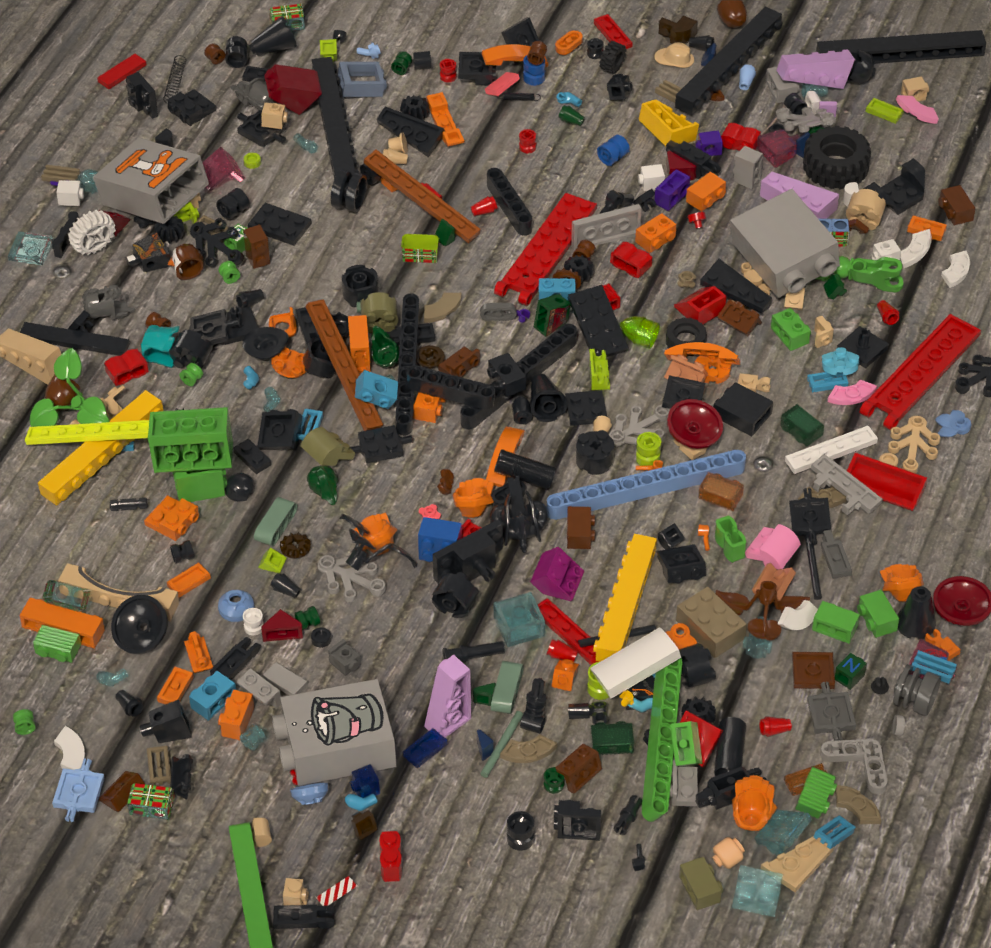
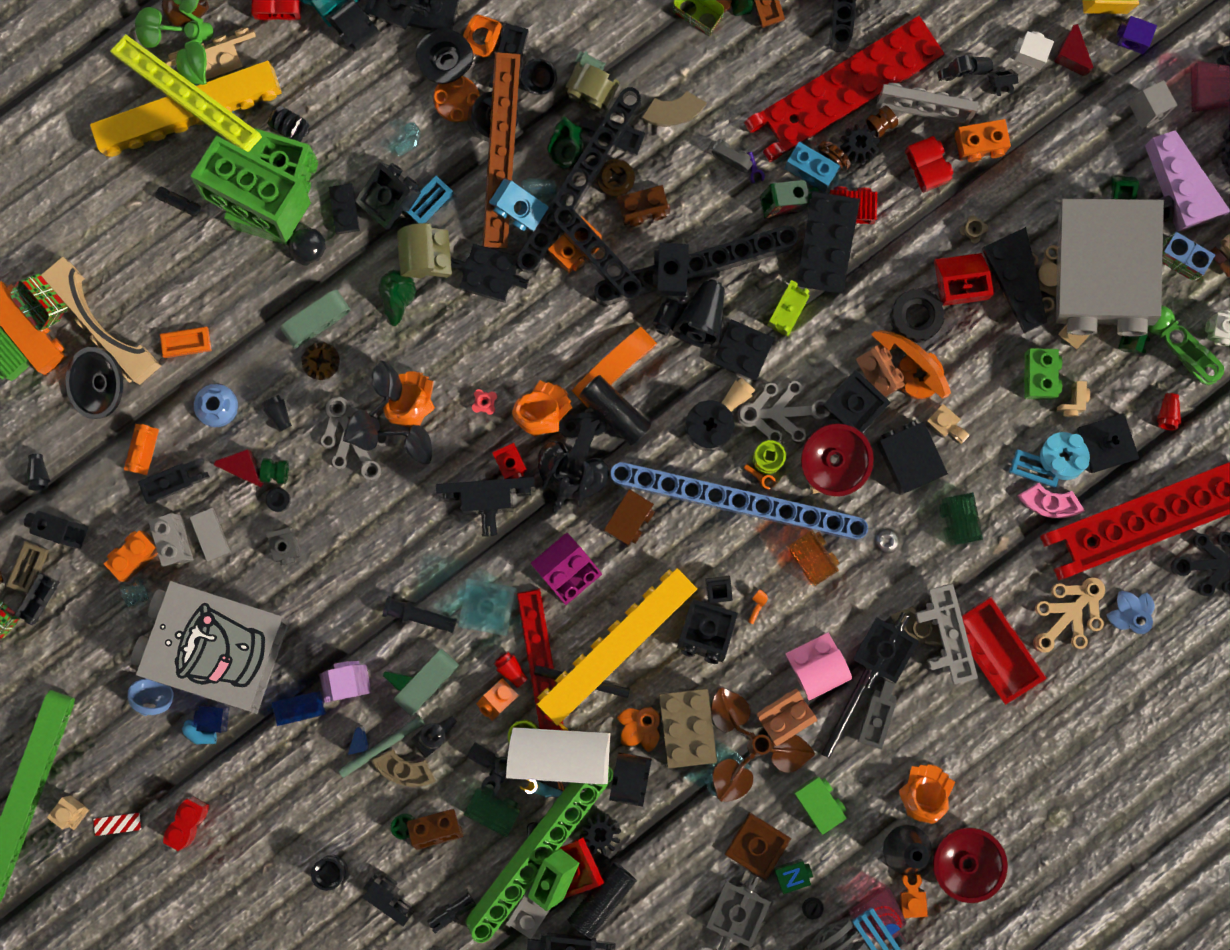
camera: 30 degrees right, 35 degrees up
(111, 679) = (36, 430): clear light blue arm -> none
(172, 517) = (213, 247): orange plate -> none
(175, 686) = (93, 480): orange plate -> none
(182, 551) = (195, 303): black wheel -> none
(191, 374) = (340, 54): bright green wheel -> none
(211, 695) = (108, 518): dark azure brick -> none
(252, 377) = (405, 97): dark azure arm -> none
(253, 621) = (212, 440): white wheel -> none
(261, 832) = (78, 715): tan brick -> none
(272, 561) = (285, 368): lime slope -> none
(302, 916) = (62, 840): black hinge -> none
(359, 283) = (596, 43): black brick -> none
(359, 342) = (542, 121): orange window -> none
(363, 824) = (182, 766): dark brown tile -> none
(436, 535) = (463, 454): blue brick -> none
(446, 481) = (527, 369): reddish brown piece -> none
(454, 594) = (438, 537): black brick -> none
(640, 330) = (867, 280): clear neon green helmet -> none
(672, 190) = (1042, 87): dark purple brick -> none
(695, 156) = (1100, 51): black hinge -> none
(697, 218) = (1044, 144): red tile -> none
(706, 191) = (1081, 111): orange brick -> none
(730, 538) = (778, 626): bright green brick -> none
(737, 136) = (1178, 47): red brick -> none
(738, 317) = (995, 322): reddish brown bracket -> none
(772, 726) = (668, 895): red cone -> none
(798, 618) = (782, 779): white tile -> none
(832, 448) = (972, 570): white plate -> none
(878, 613) = (871, 820): bright green brick -> none
(889, 458) = (1024, 621): tan tile -> none

